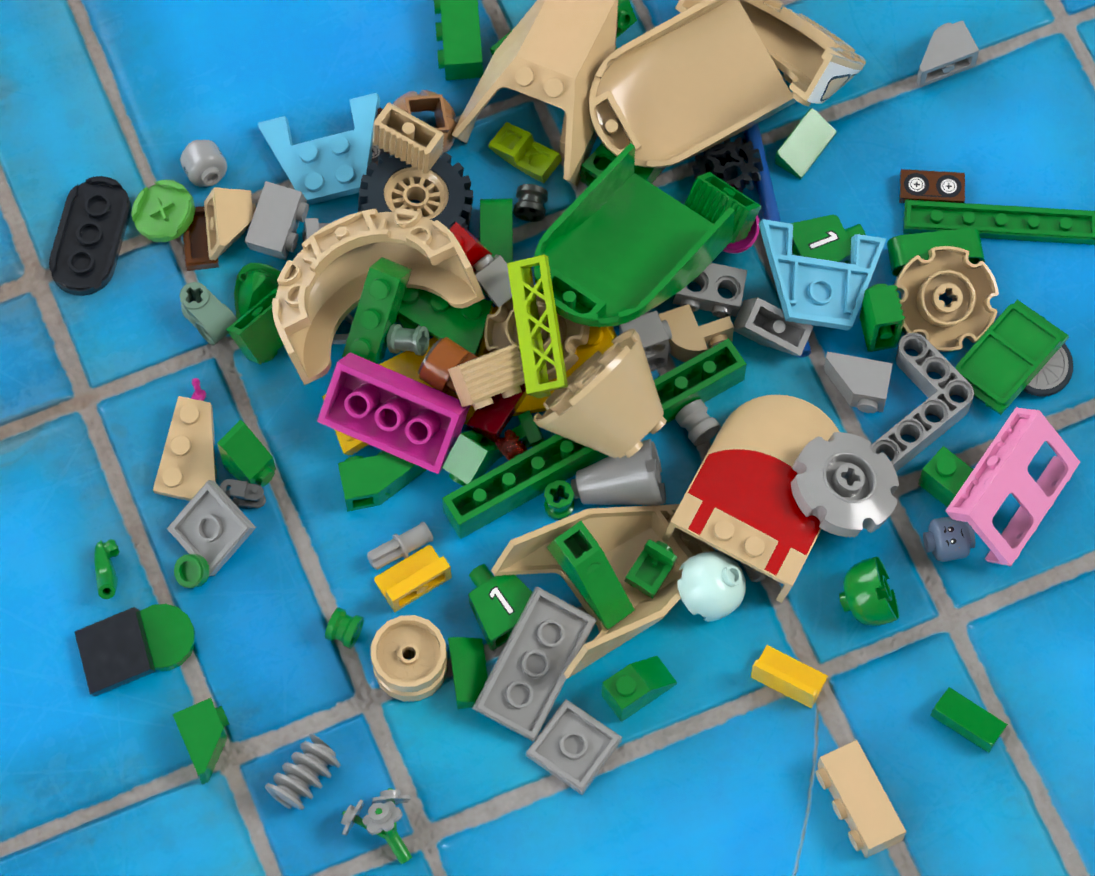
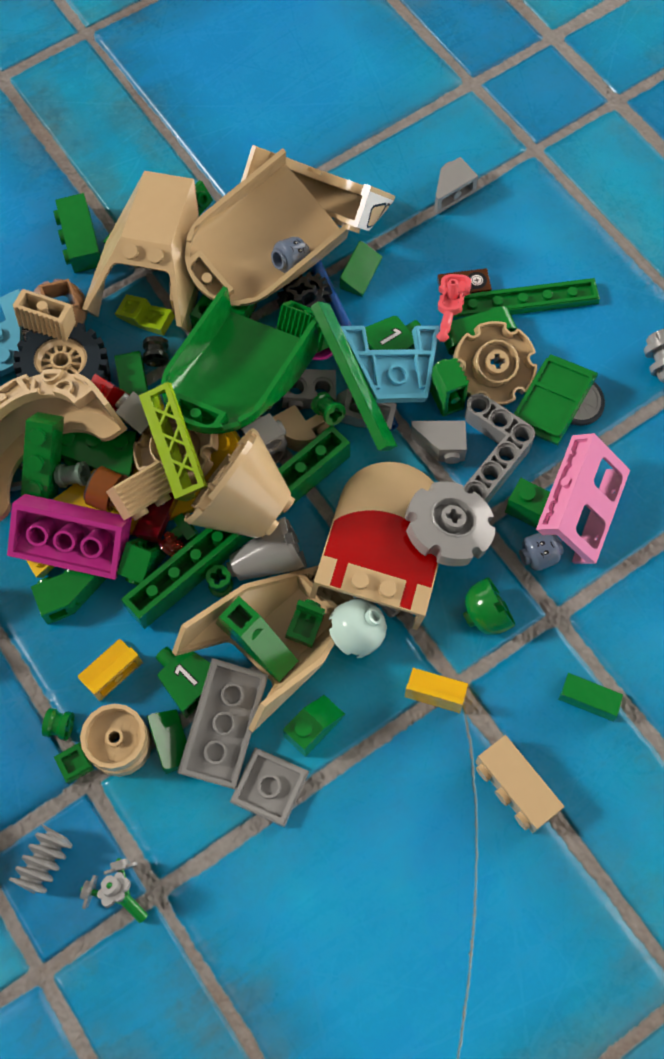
camera: 10 degrees left, 0 degrees up
(354, 675) = (73, 763): none -> green tile
(400, 546) = (94, 645): light grey axle -> none
(697, 422) = (320, 497): light grey wheel -> none
(719, 112) = (289, 253): none -> sand blue head
(731, 322) = (331, 411): none -> green bush
(766, 285) = (353, 376): none -> green tile
(916, 193) = (454, 289): none -> coral piece

